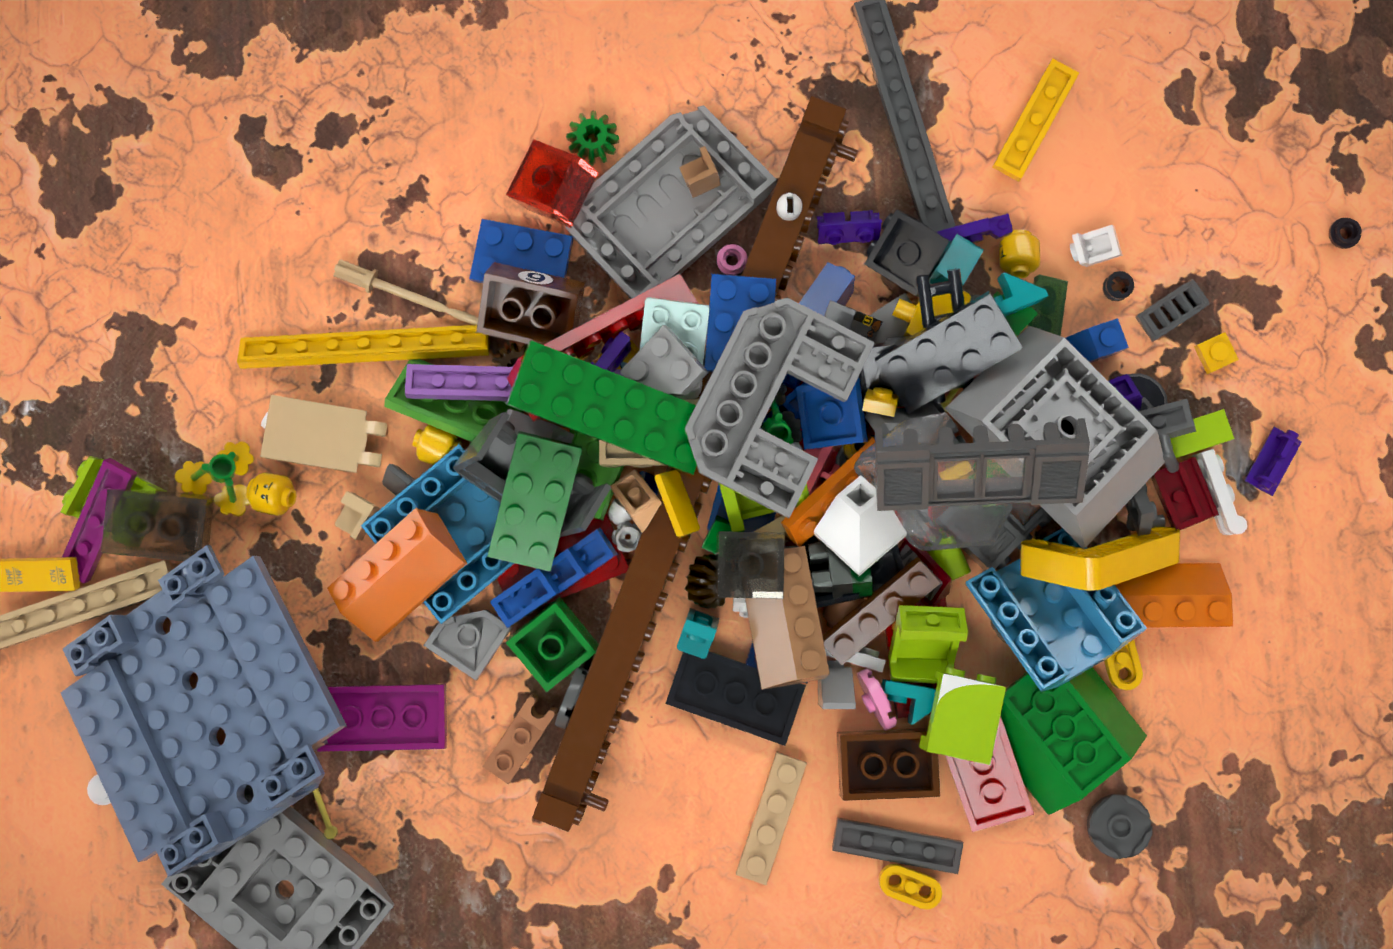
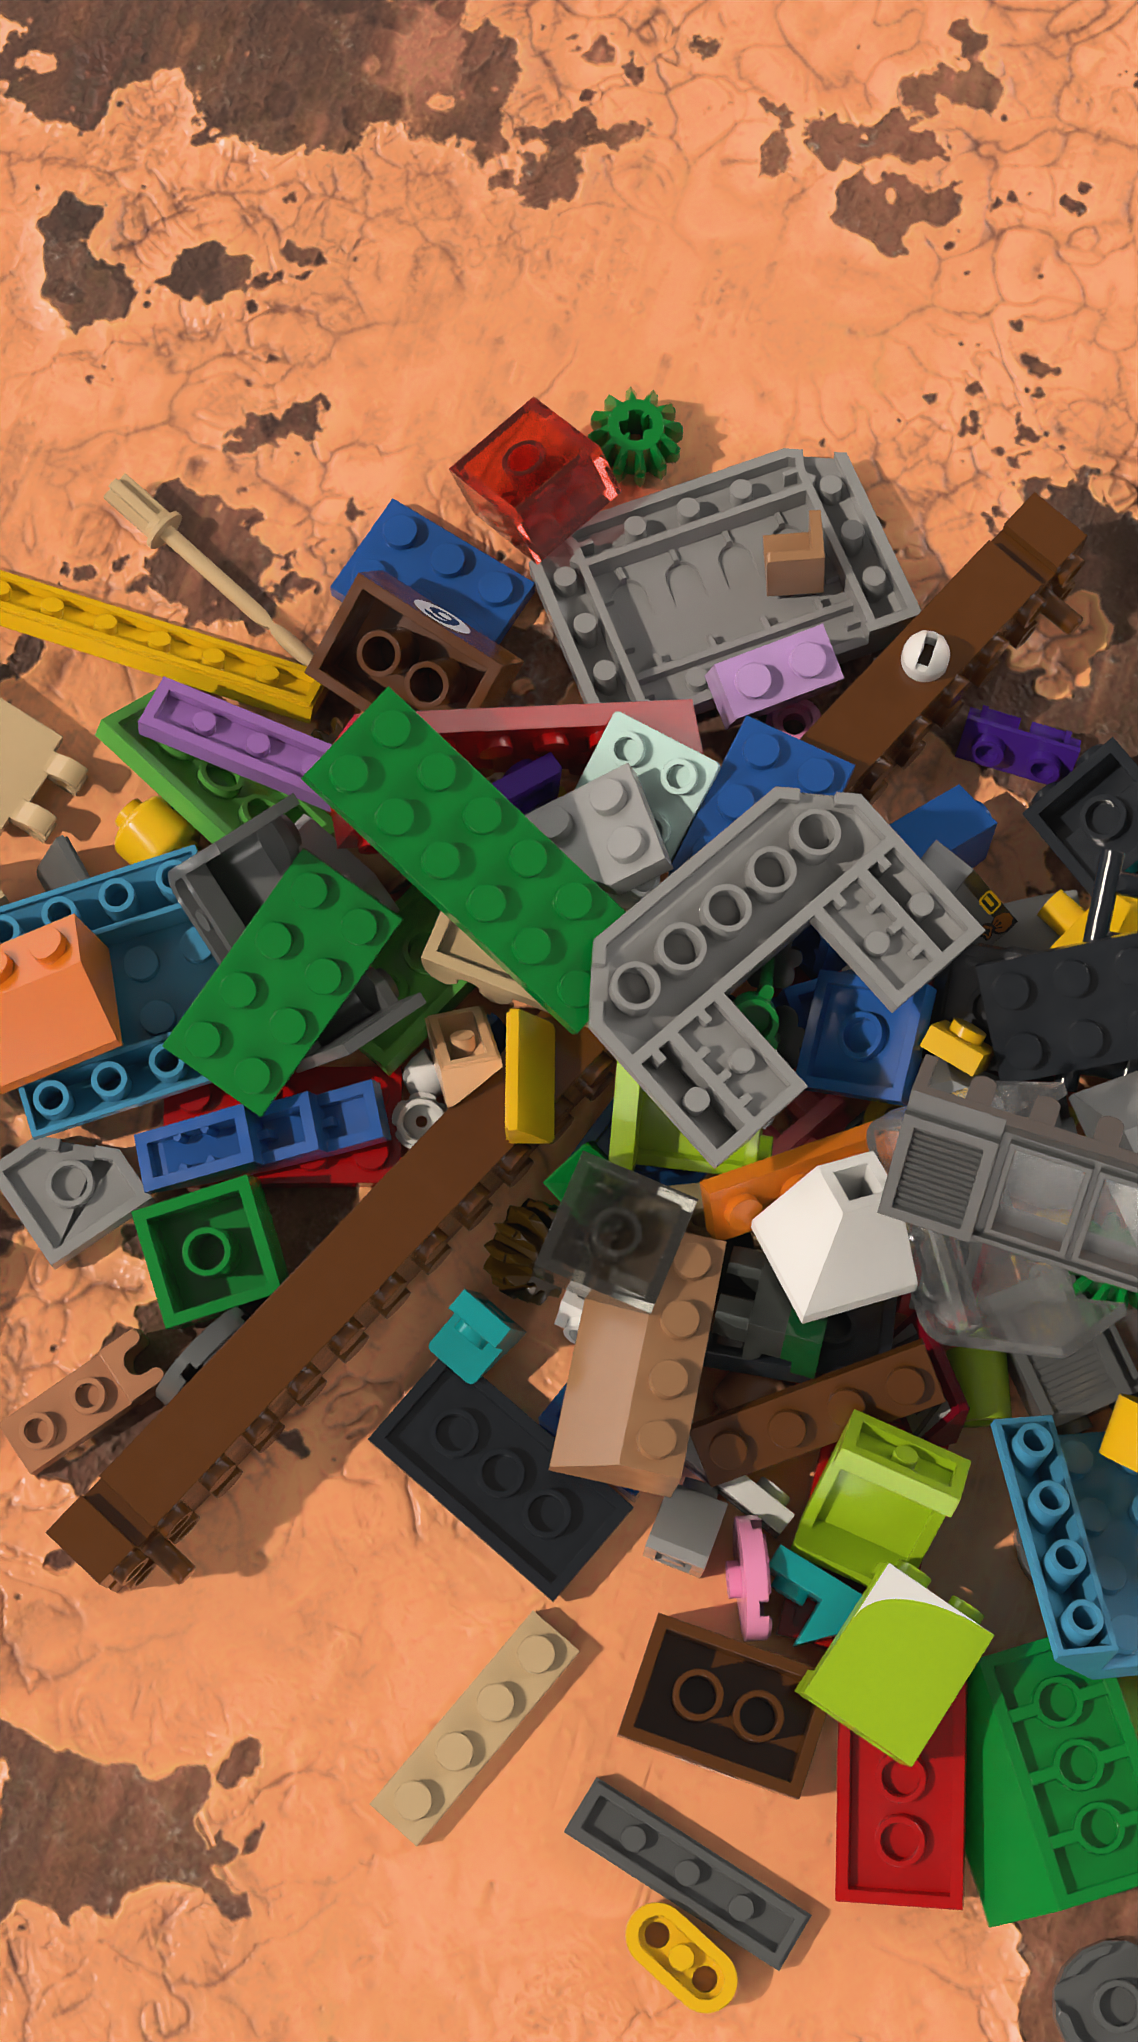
camera: 20 degrees right, 10 degrees down
(715, 243) = (774, 676): none -> lavender brick

